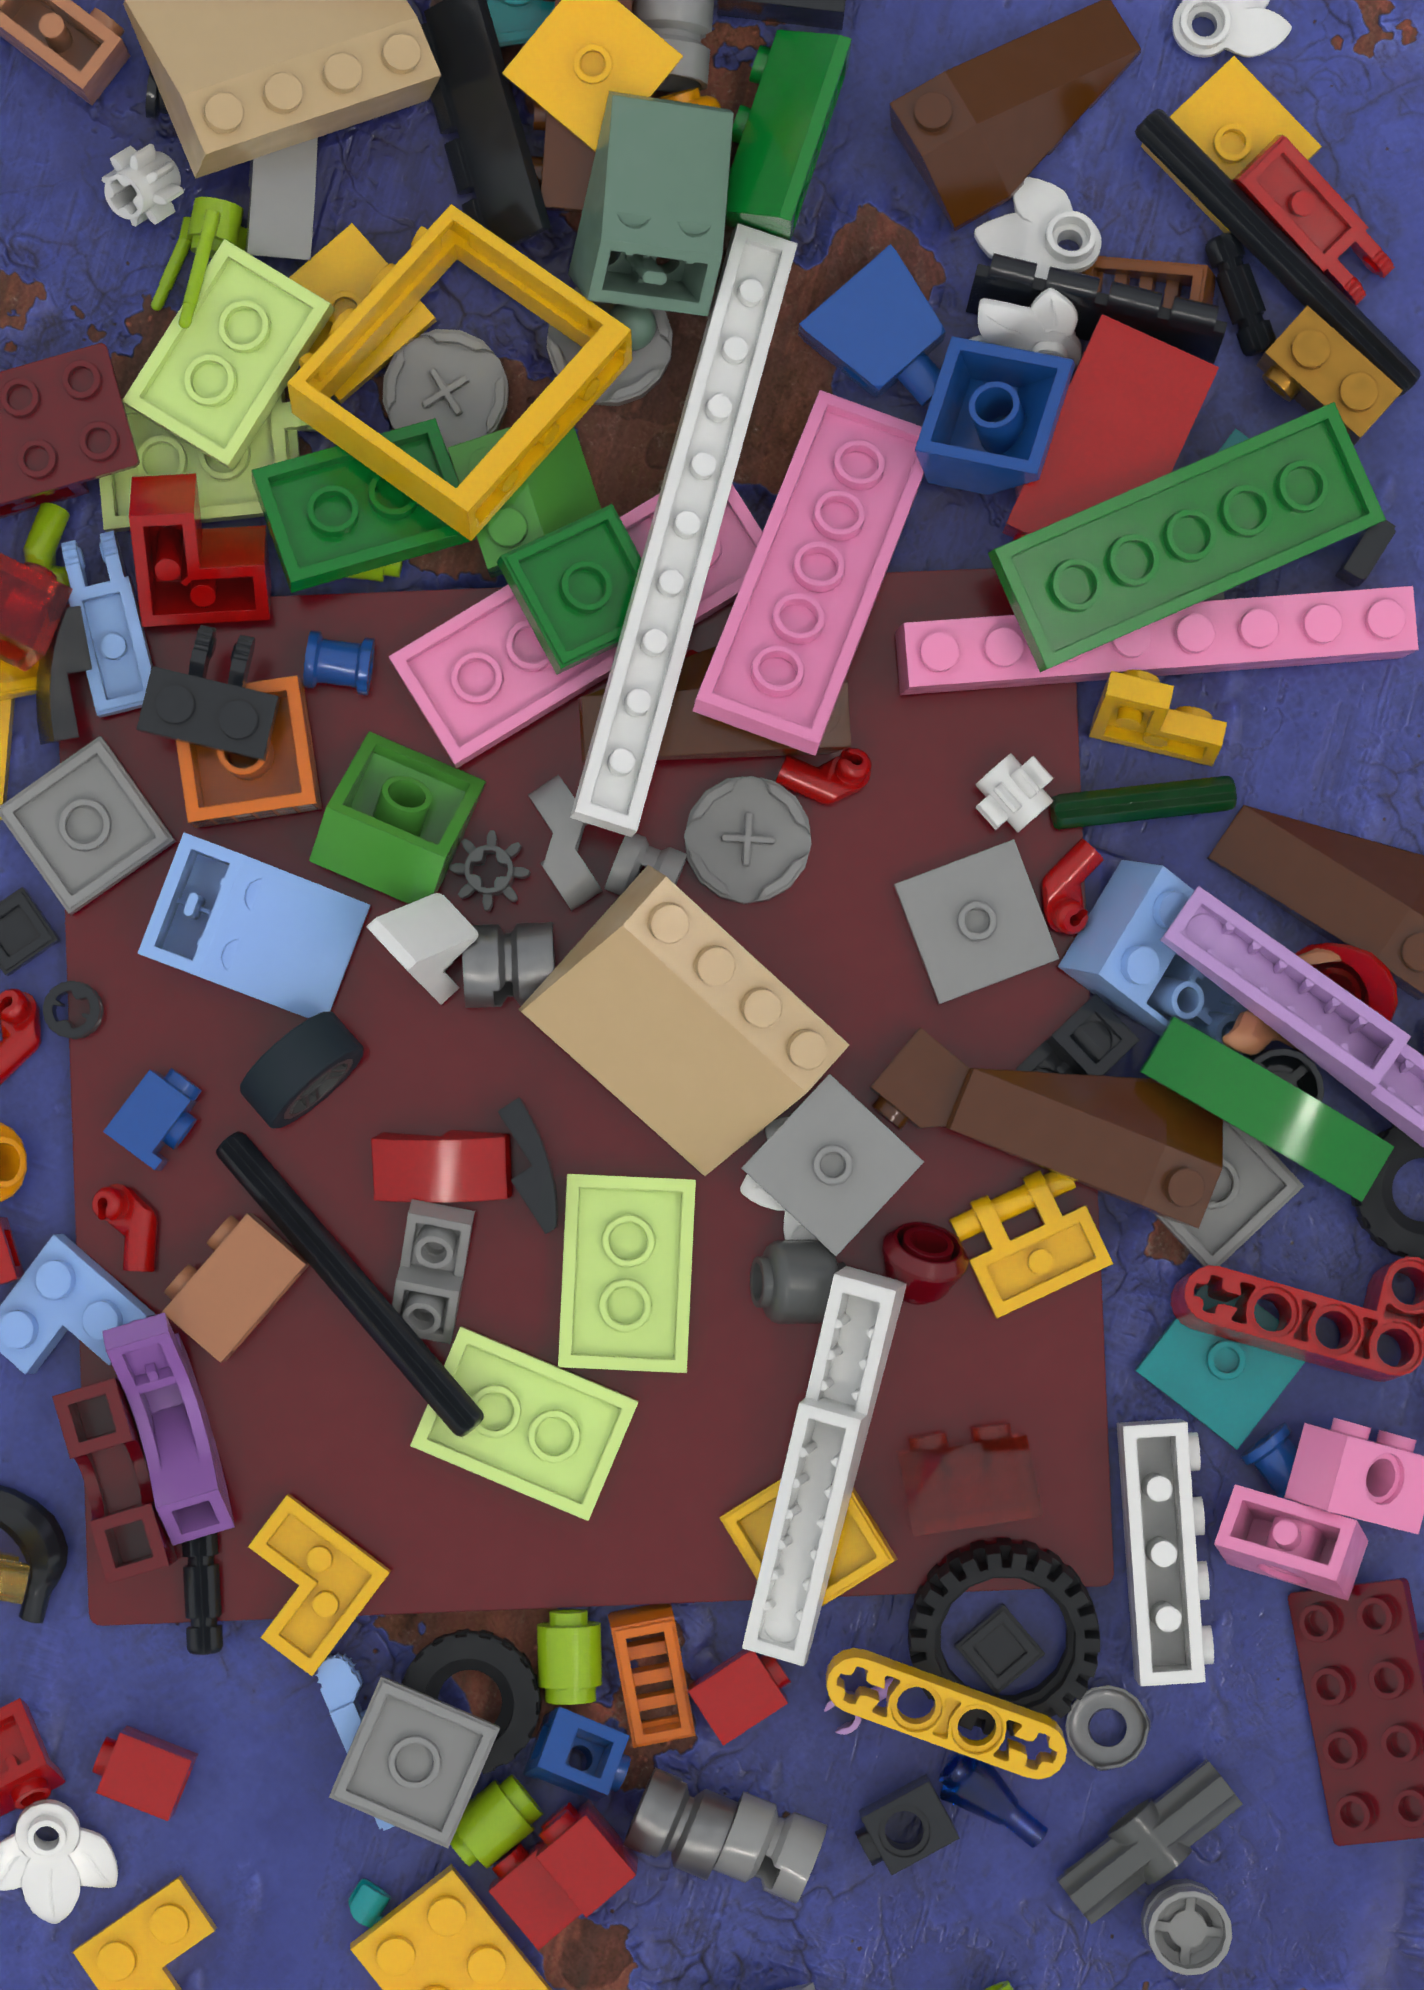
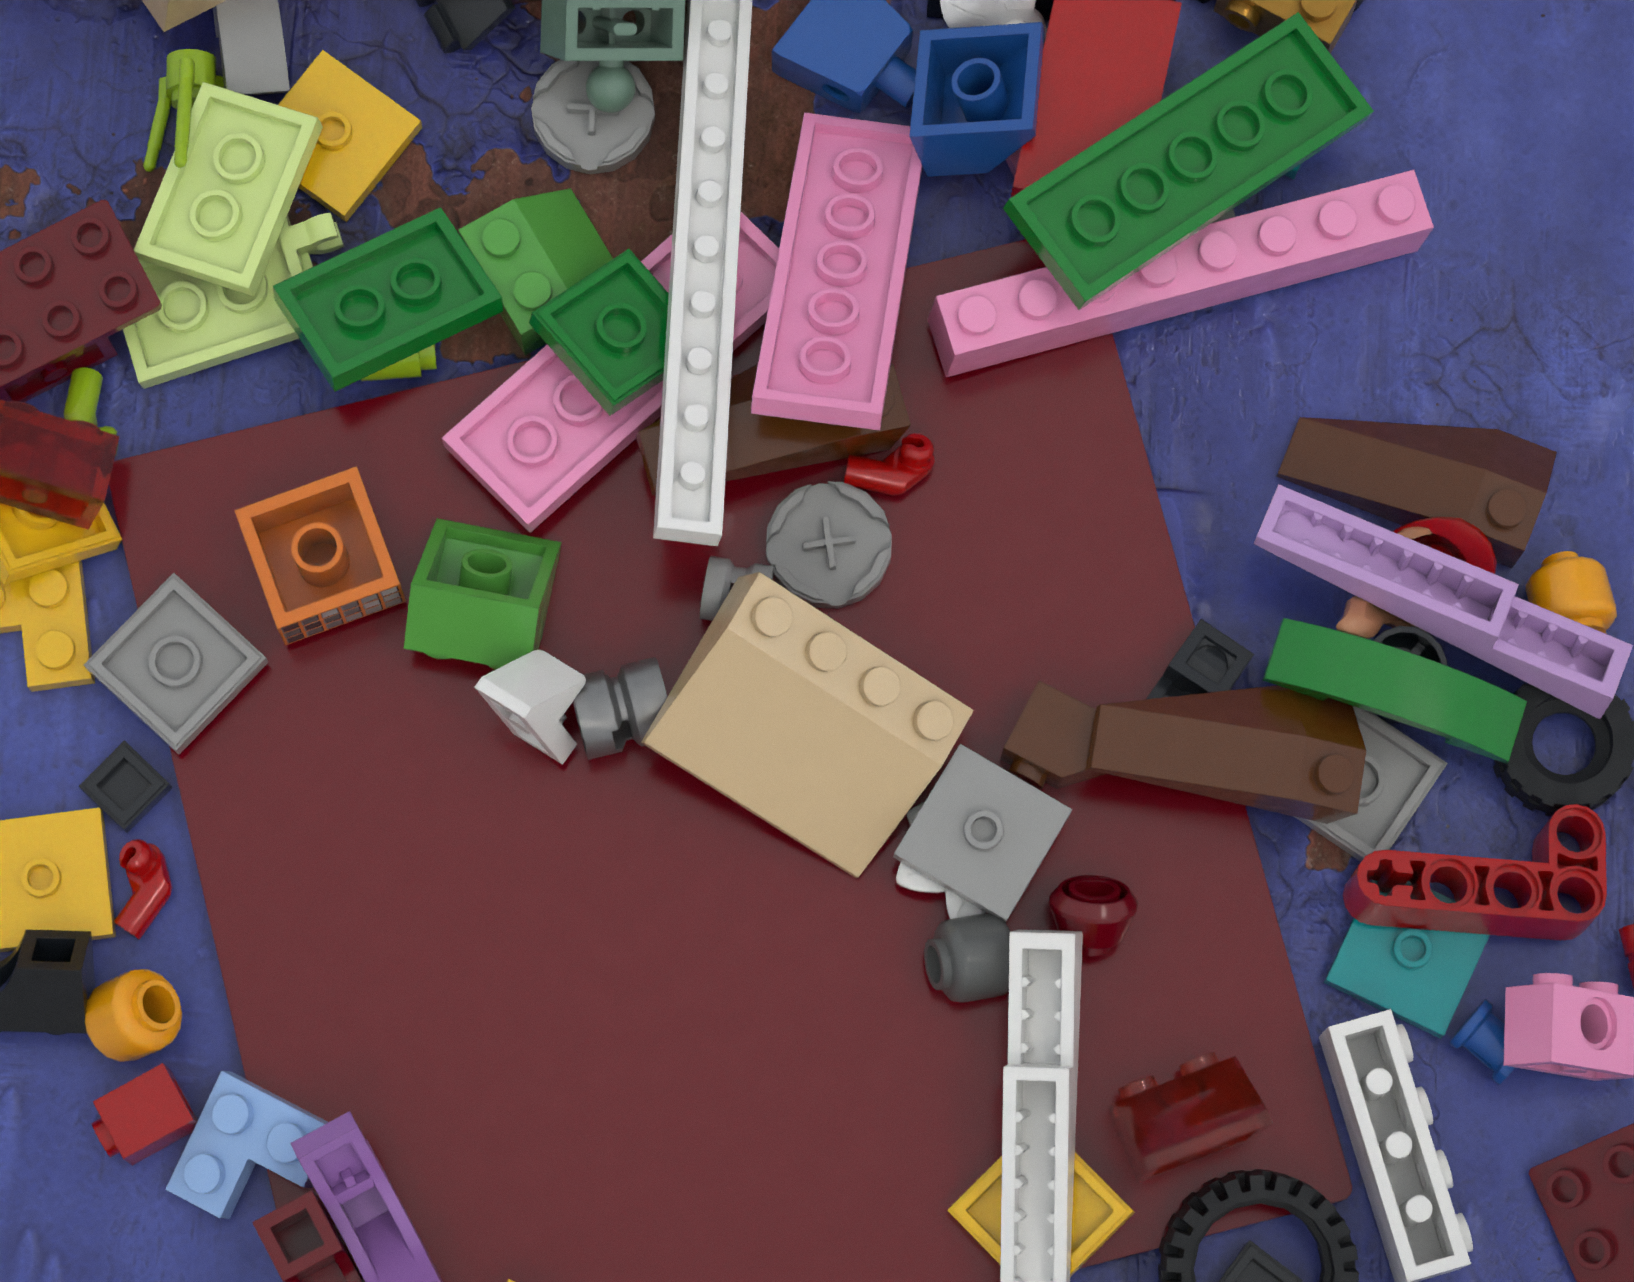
camera: 15 degrees left, 10 degrees down
(65, 656) = (123, 508): black slope -> none
(65, 1027) = (205, 827): black bush -> none
(112, 629) = (165, 475): light blue hinge -> none
(132, 1219) = (299, 1040): red arm -> none
(142, 185) = (114, 53): white gear -> none
(155, 1116) = (300, 930): blue brick -> none
(189, 570) = (230, 400): red brick -> none
(211, 711) = (277, 516): black hinge -> none
(234, 1285) = (414, 1078): nougat brick -> none
(253, 928) = (361, 725): light blue slope -> none
(301, 1069) = (437, 850): black wheel -> none
(339, 662) = (394, 456): blue bush -> none
(350, 1284) = (530, 1054): black axle -> none
(433, 1268) = (607, 1026): light grey slope -> none
(442, 1168) = (596, 920): red slope -> none
(447, 379) = (447, 172): light grey tile -> none
(477, 857) = (567, 618): dark grey gear -> none
(531, 438) = (427, 40): yellow window -> none
(536, 1183) = (693, 914): black slope -> none
(539, 1428) = (732, 1157): yellowish green plate -> none
(562, 860) = (647, 562): light grey piece -> none
(626, 1273) = (802, 986): yellowish green plate -> none
(976, 921) = (1068, 576): light grey plate -> none
(1014, 792) = (1078, 442): white gear -> none
(1040, 1259) = (1207, 886): yellow plate -> none
(1063, 891) = (1145, 525): red arm -> none
(1135, 971) = (1232, 581): light blue slope -> none
(1138, 715) = (1182, 352): yellow plate -> none
(1143, 802) = (1203, 431): dark green axle -> none
(1291, 1542) = (1521, 1109): bright pink brick -> none
(1366, 553) = (1361, 153): black tile -> none

